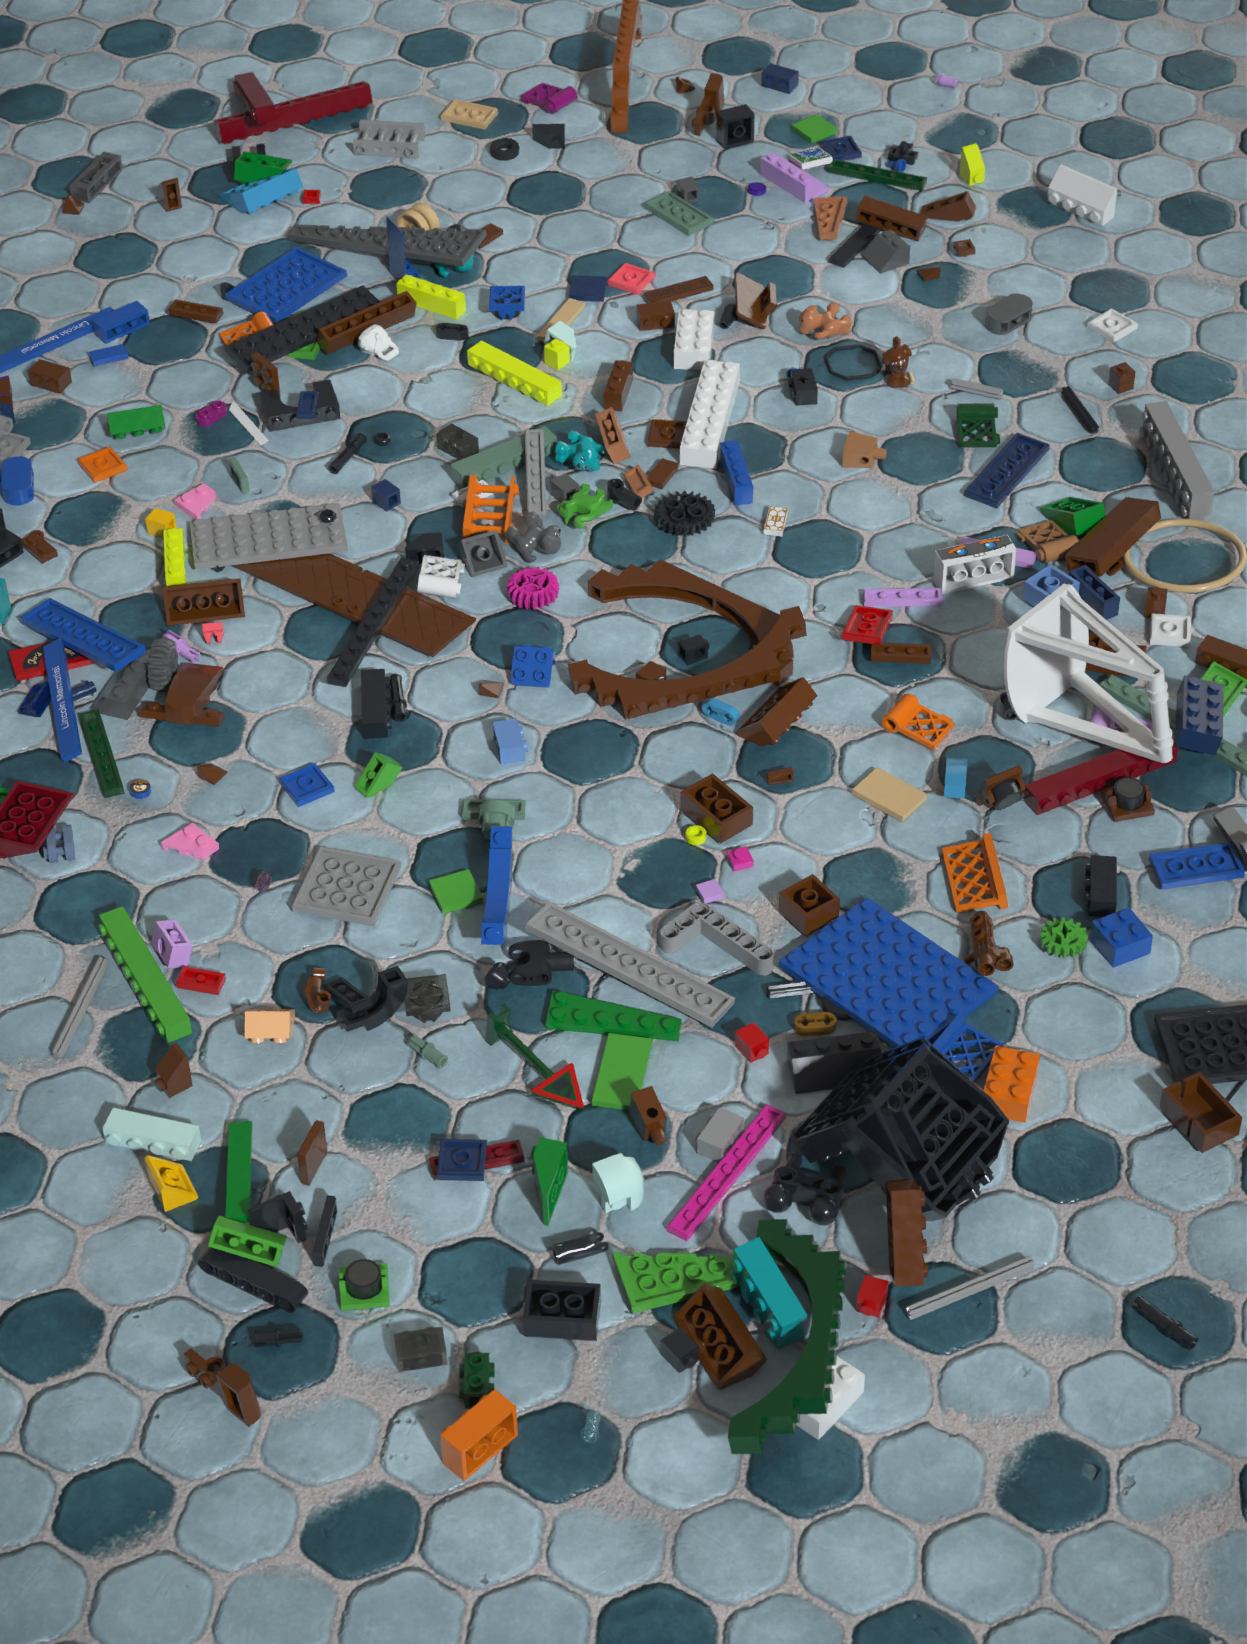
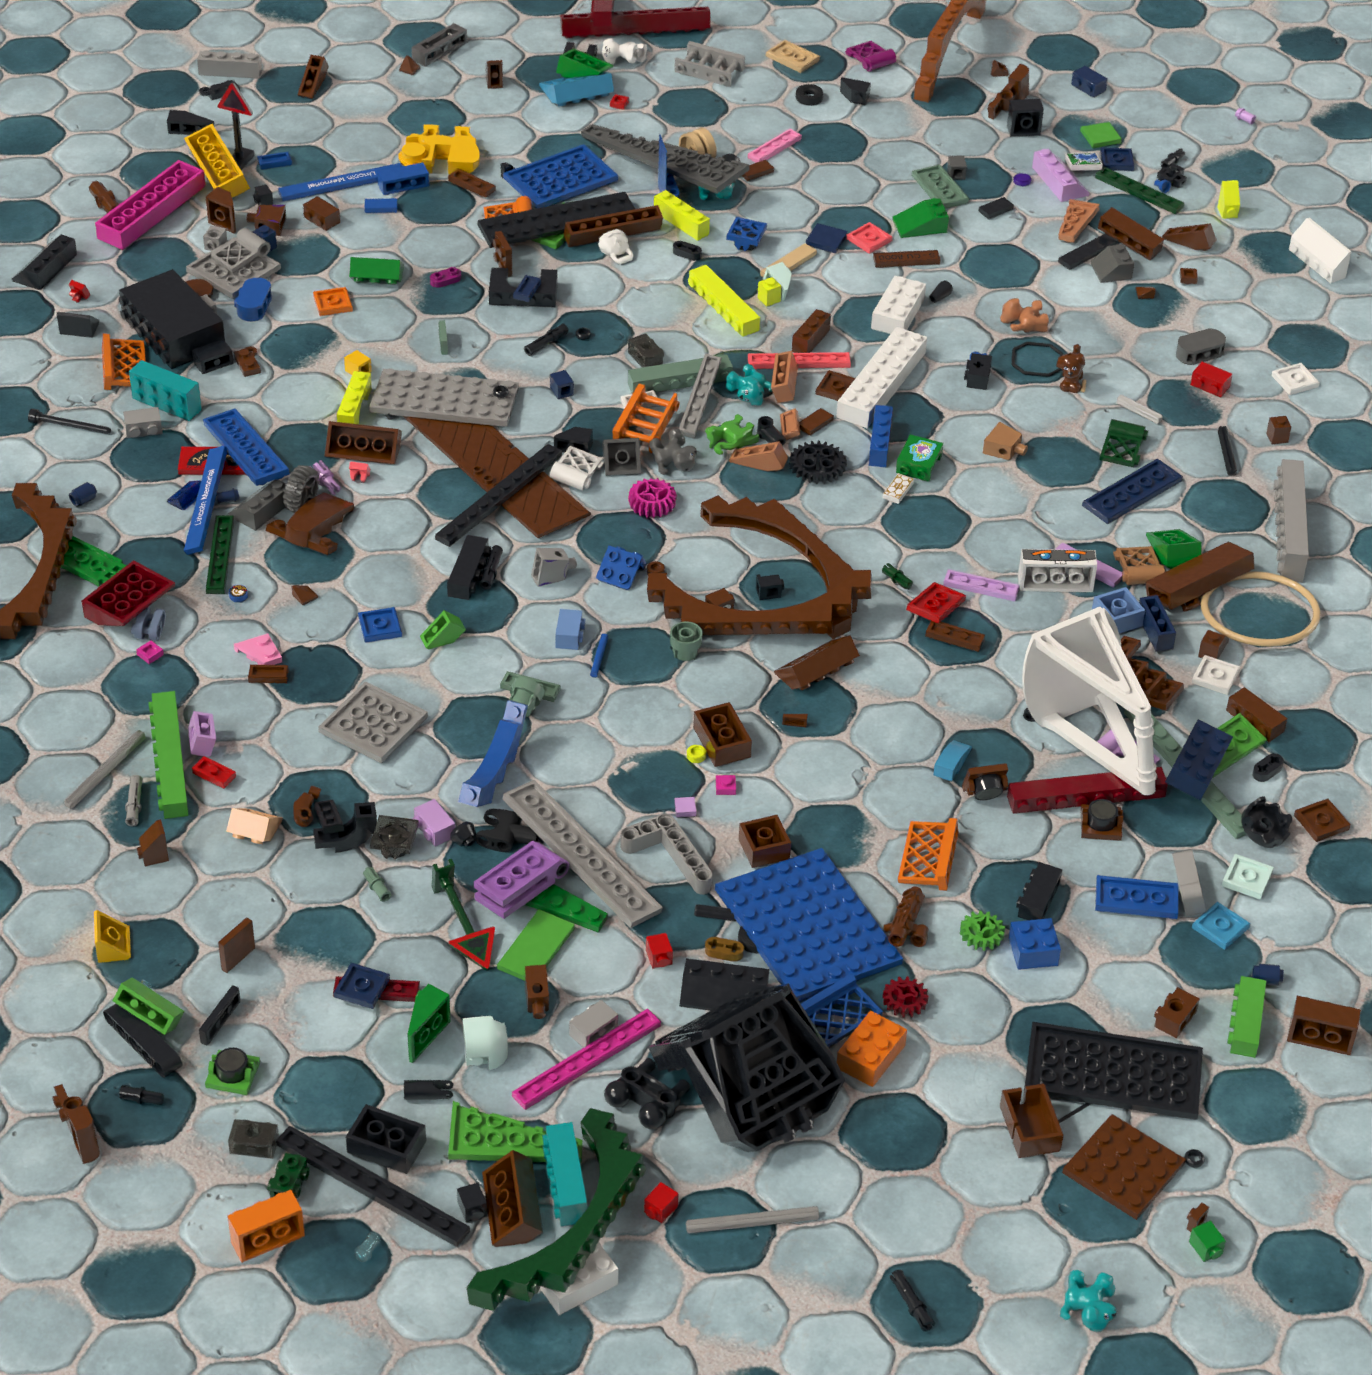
camera: 15 degrees right, 0 degrees up
(73, 873) = (149, 652): none -> dark pink plate
(130, 1038) = (133, 805): none -> light grey pin
(134, 283) = (425, 148): none -> yellow animal
(152, 1134) = (114, 893): light aqua brick -> none
(196, 501) = (398, 352): bright pink wing -> none
(211, 864) = (268, 674): none -> reddish brown tile
(239, 1171) = (170, 945): green tile -> none
(248, 424) = (473, 294): white sticker -> none
(263, 881) = (303, 700): clear purple tile -> none
(279, 1214) = (183, 990): black bracket -> none
(299, 142) = (628, 51): none -> white animal
(456, 891) = (464, 750): bright green tile -> none
(461, 681) = (551, 565): none -> light grey torso
(461, 972) = (434, 822): none -> lavender brick
(490, 688) = (575, 578): slope -> none
(492, 207) = (774, 146): none -> bright pink tile
(550, 760) = (599, 655): none -> blue bar
(563, 487) = (720, 413): dark grey brick -> none
(567, 658) = (655, 567): none -> reddish brown tile
(569, 1362) = (374, 1186): none -> black plate
(580, 1007) = (519, 879): none -> medium lavender hinge
(625, 414) = (804, 360): none -> coral tile
(625, 521) = (762, 457): none -> nougat slope
(636, 723) = (685, 640): none -> sand green piece
(655, 316) = (874, 276): reddish brown brick -> none
(677, 248) = (922, 219): none -> green slope
(720, 711) = (768, 648): dark azure beam -> none
(744, 222) = (996, 208): none -> black tile
(754, 300) = (968, 282): bracket -> none
(784, 485) = (919, 457): none -> green panel
(816, 608) = (897, 576): none -> dark green axle
(889, 794) = (886, 761): tan tile -> none
(895, 137) = (1172, 158): none -> black axle
(905, 1233) = (705, 1154): reddish brown brick -> none
(907, 710) = (932, 692): orange piece -> none
(1019, 1023) = (905, 997): none -> dark red gear
(1033, 343) = (1211, 379): none -> red brick

